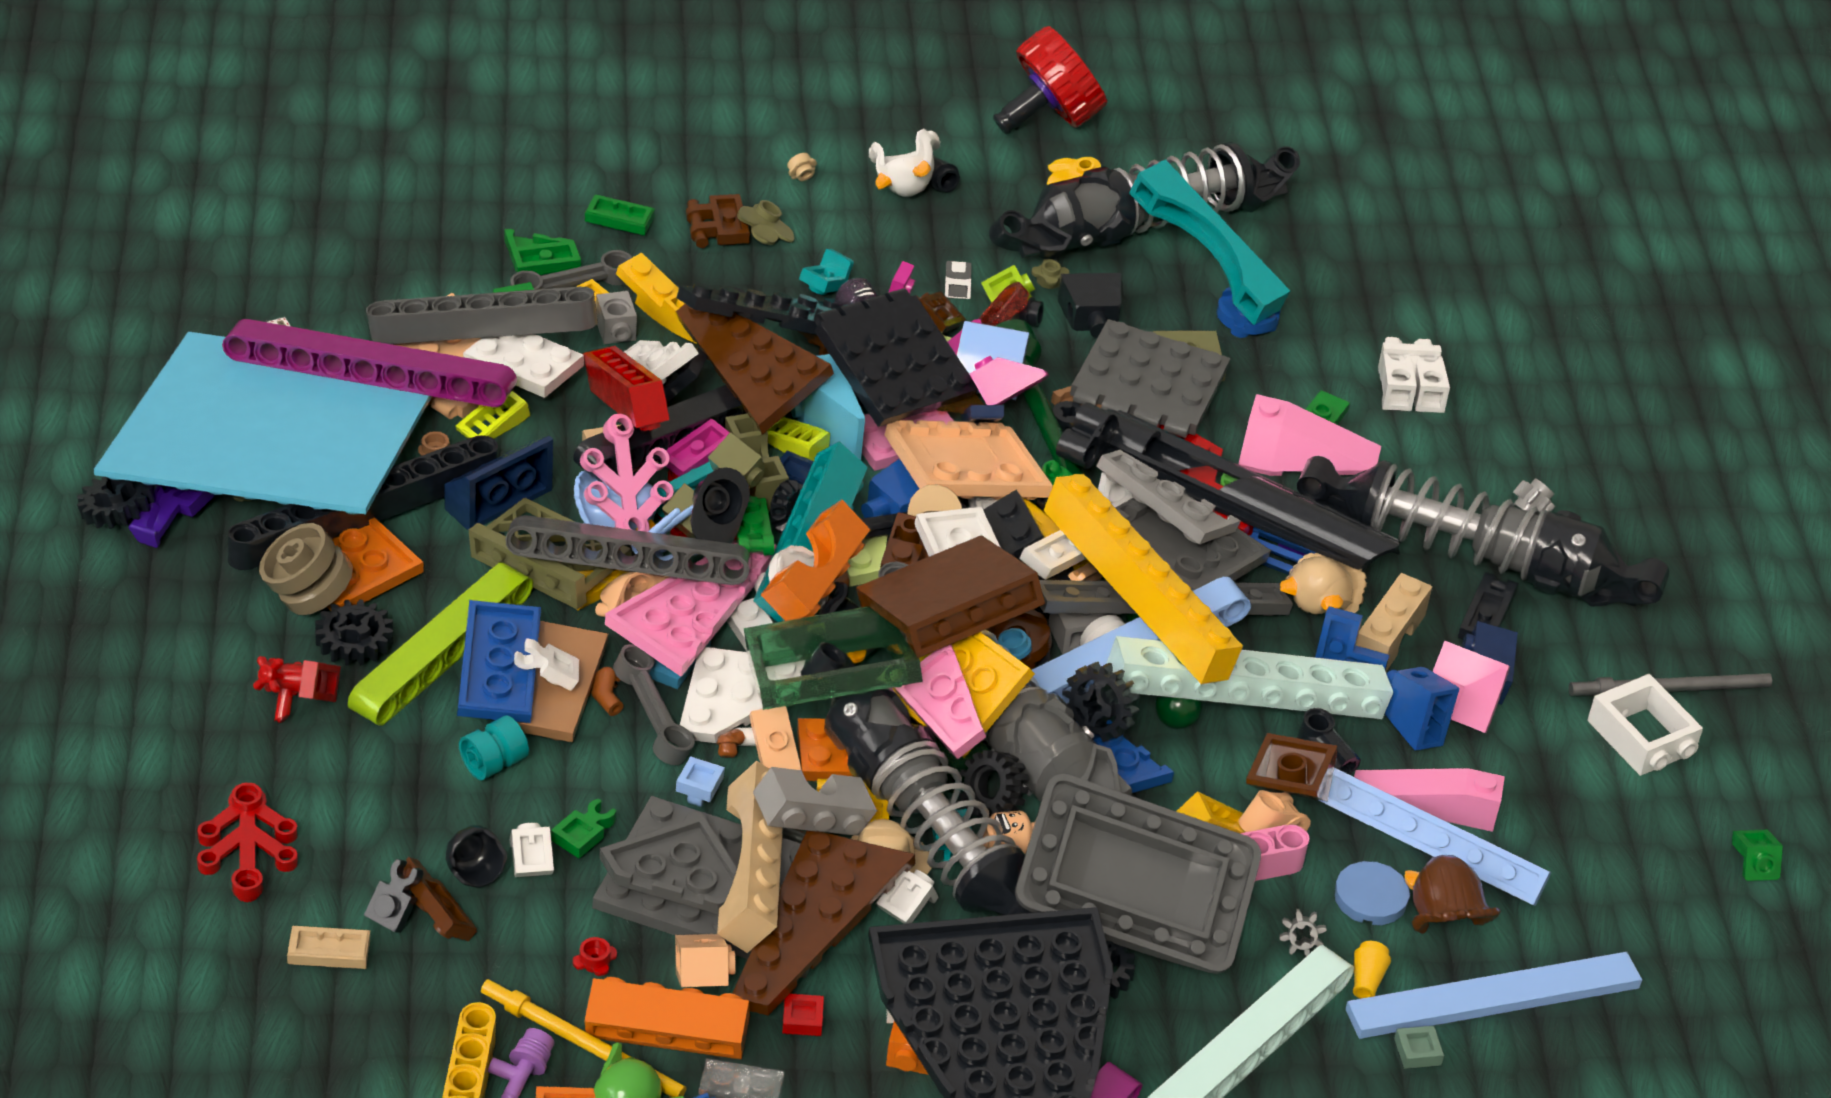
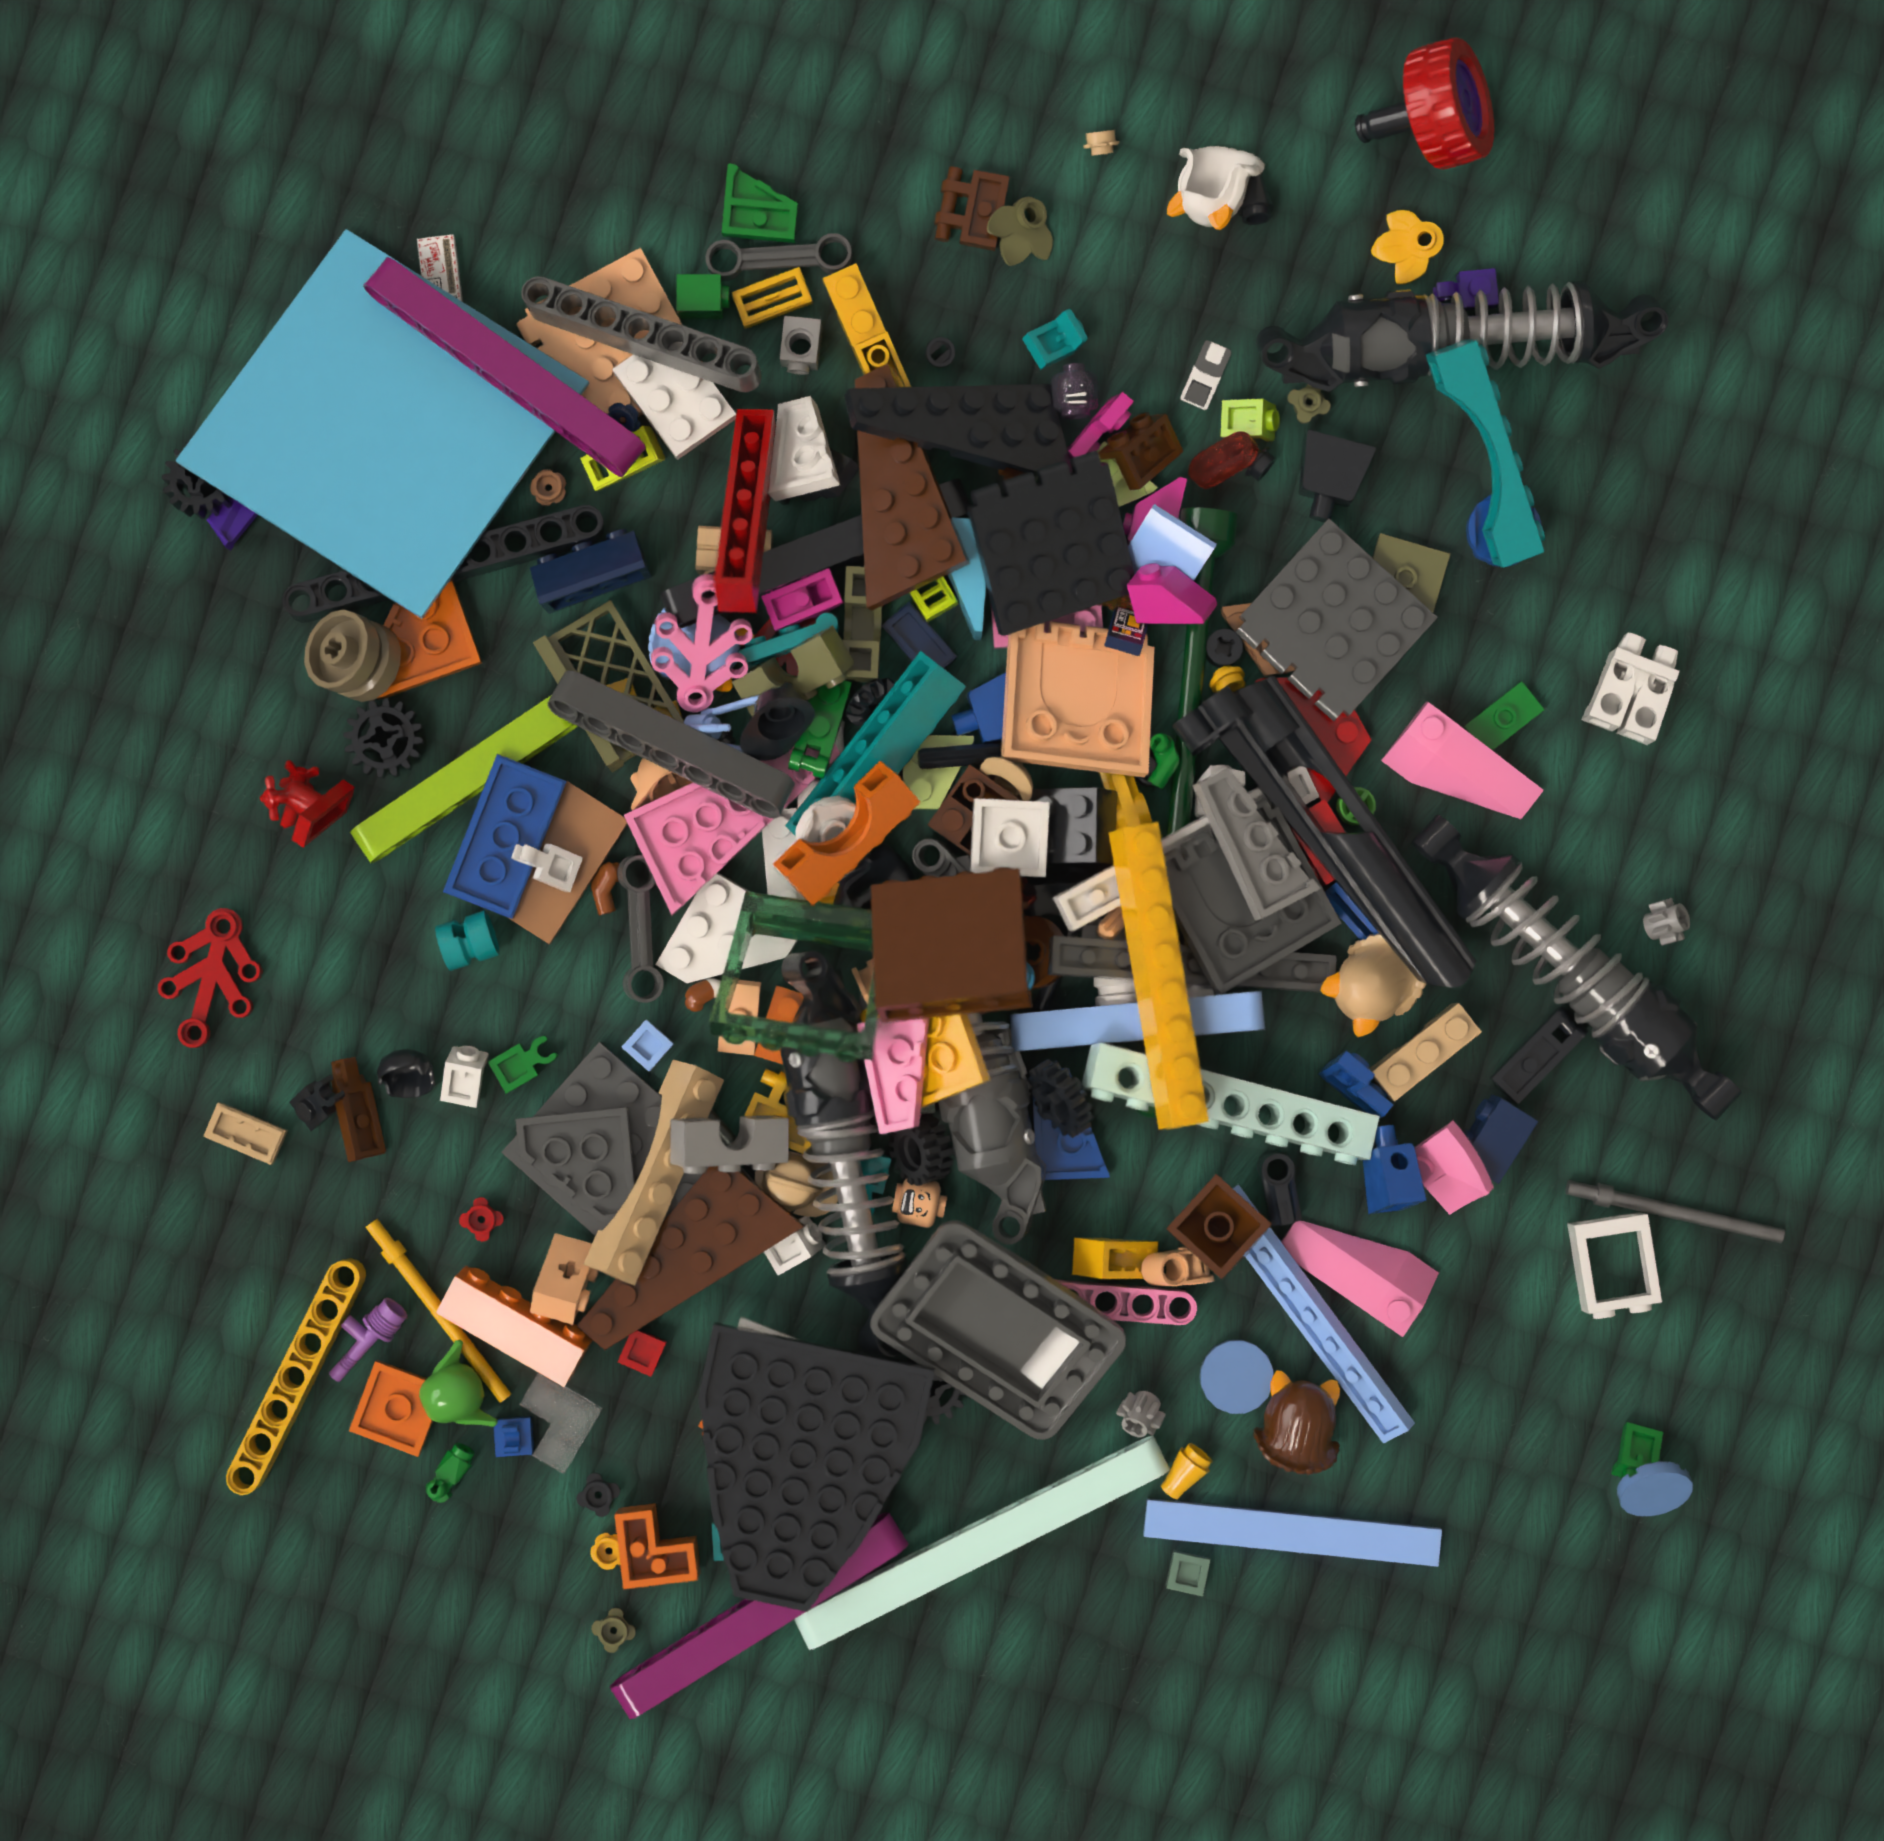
camera: 25 degrees right, 45 degrees up
(619, 214) = (866, 167): green plate -> none
(1789, 861) = (1654, 1489): none -> medium blue tile

